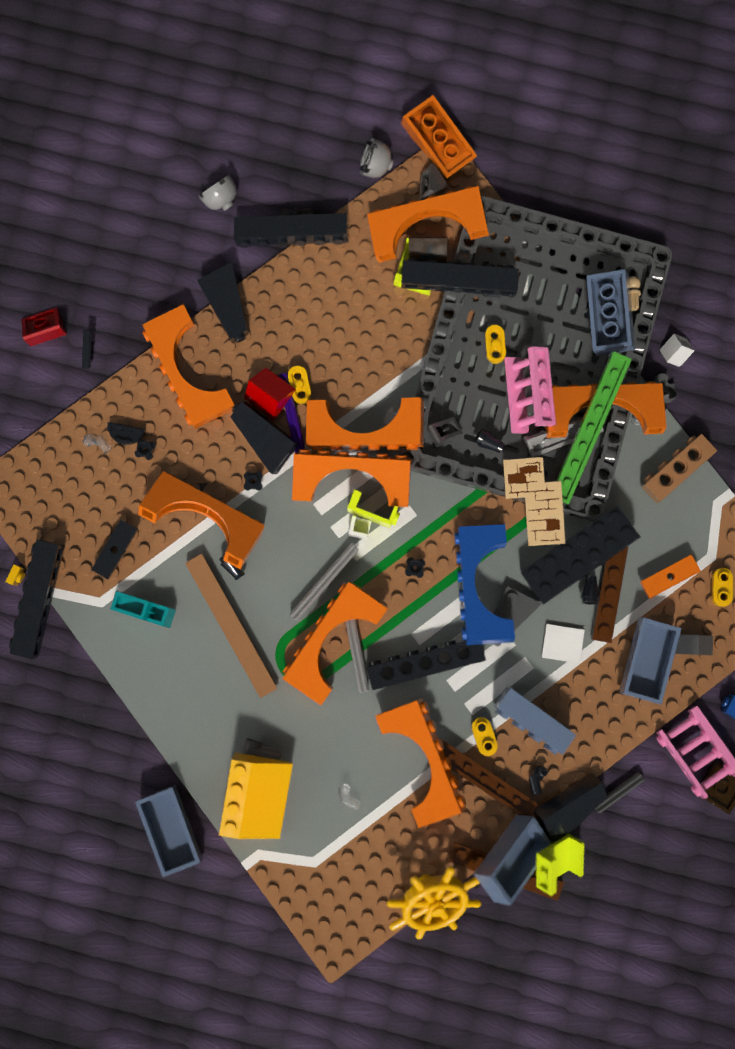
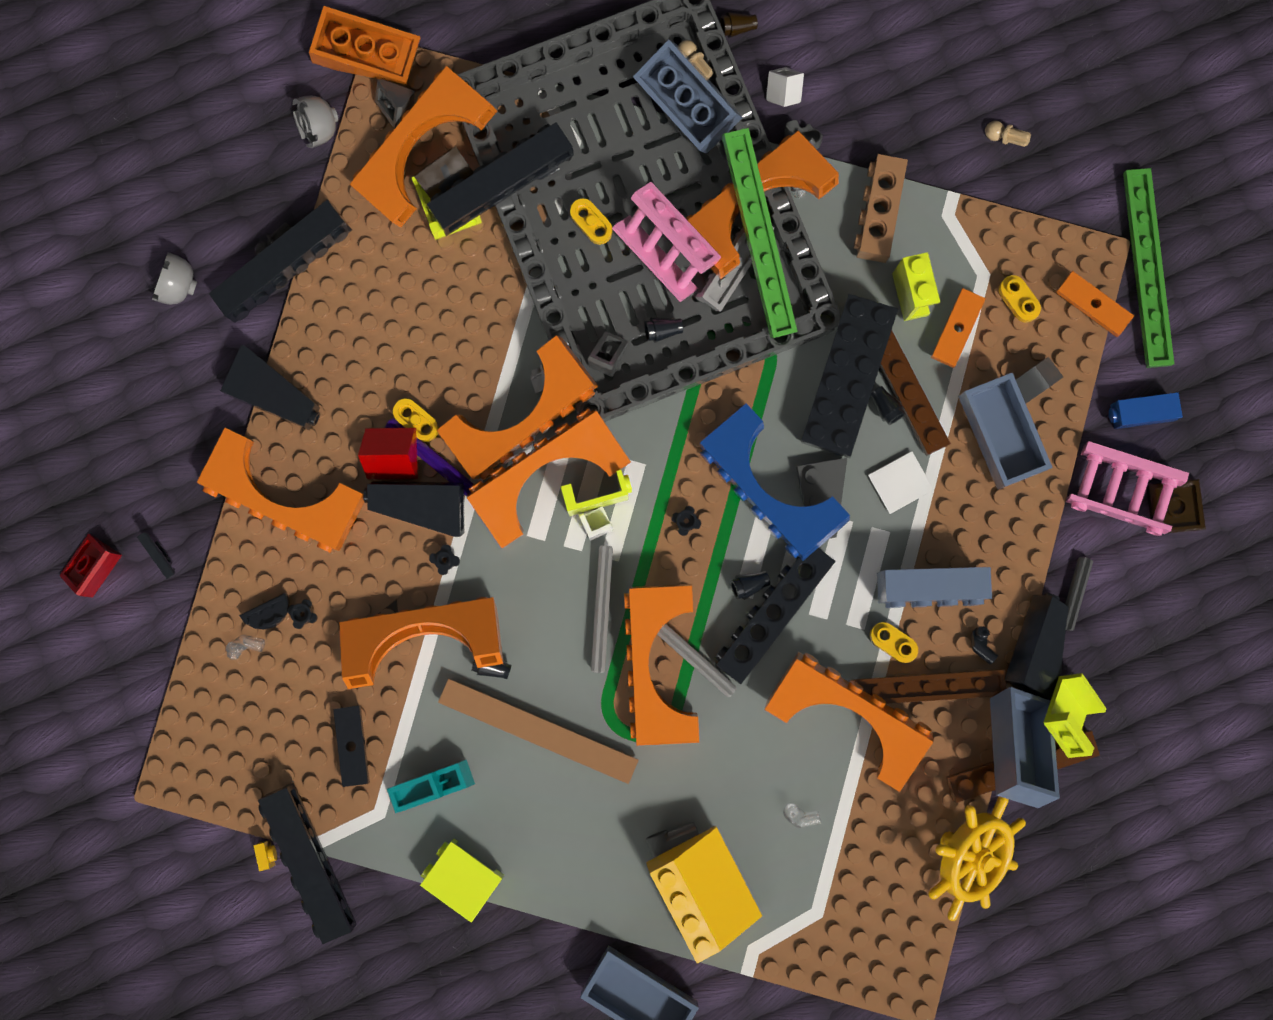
camera: 35 degrees left, 0 degrees up
(118, 678) = (460, 880): none -> neon yellow panel
(422, 634) = (746, 585): none -> black cone
(543, 500) = (767, 347): tan sticker -> none
(662, 531) = (915, 286): none -> neon yellow panel
(677, 290) = (736, 24): none -> dark brown cone

